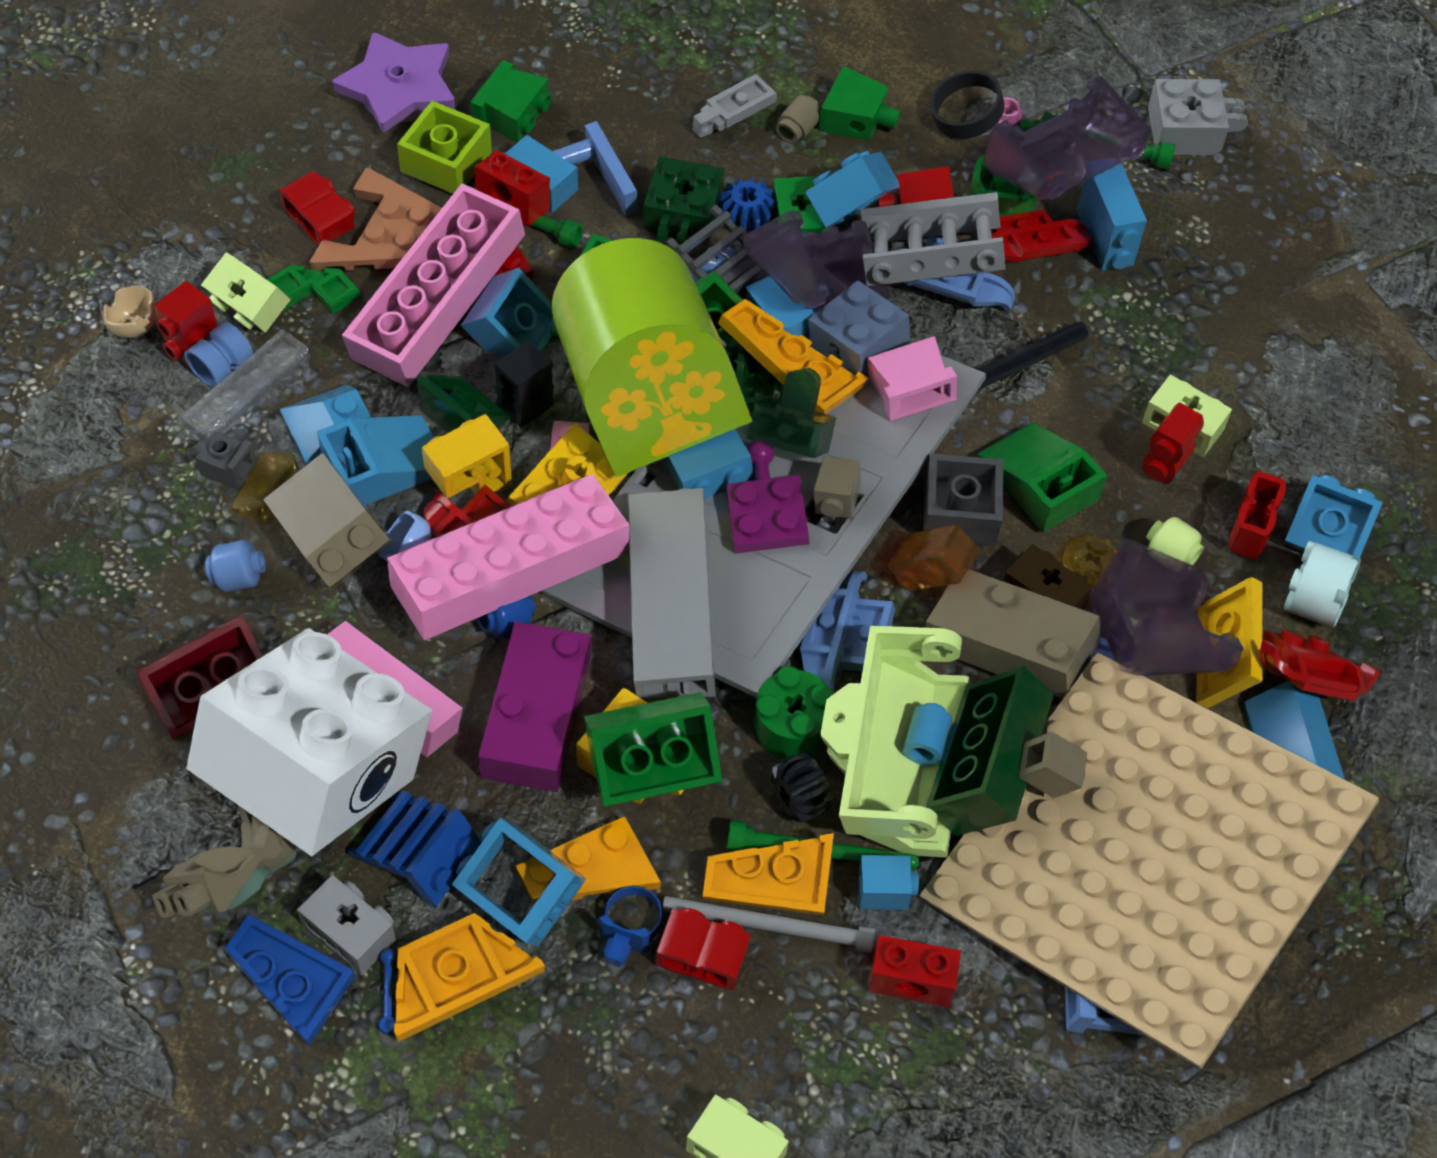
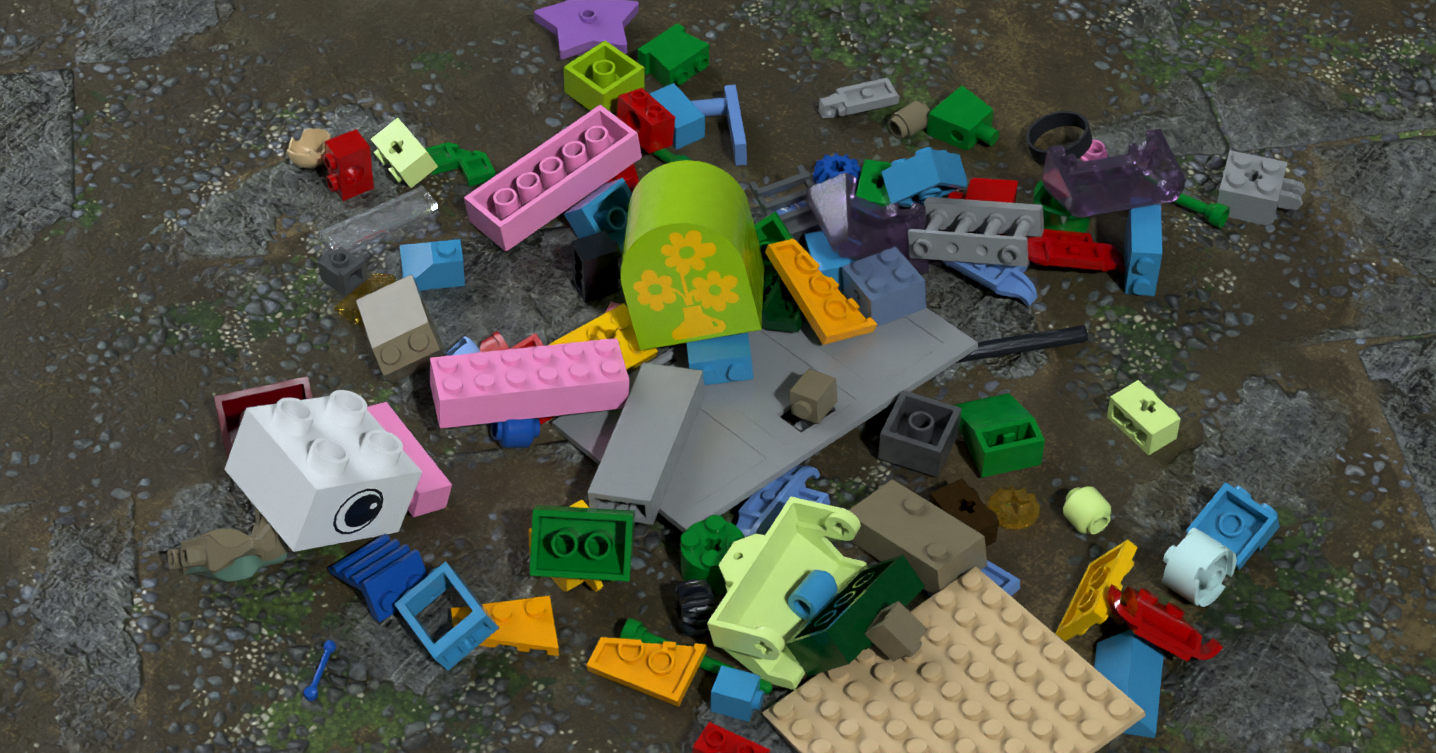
camera: 20 degrees right, 10 degrees down
(214, 358) = (365, 193): medium blue wheel -> none
(235, 565) = (319, 346): medium blue head -> none
(290, 975) = (251, 638): blue wing -> none
(317, 207) = (486, 104): red brick -> none
(355, 943) = (306, 614): light grey brick -> none
(378, 453) = (464, 293): dark azure slope -> none
(389, 233) = (546, 121): nougat wing -> none
(454, 401) = (539, 275): dark green slope -> none
(455, 972) = (375, 668): light orange wing -> none
(469, 458) = (528, 307): yellow brick -> none
(535, 707) = (500, 506): magenta brick -> none
(620, 940) = (511, 678): blue piece -> none
(681, 198) = (780, 153): dark green hinge -> none
(703, 948) = (571, 702): red brick -> none
(767, 510) = (752, 402): magenta plate -> none
(792, 420) = (798, 338): clear green brick -> none
(864, 938) = (630, 698): light grey bar -> none
(912, 378) = (911, 331): bright pink hips -> none
(933, 558) = (873, 468): clear orange brick -> none
(1151, 615) = (1045, 553): clear purple windscreen -> none
(1172, 443) = (1116, 432): red brick -> none
(1257, 515) = (1166, 503): red brick -> none

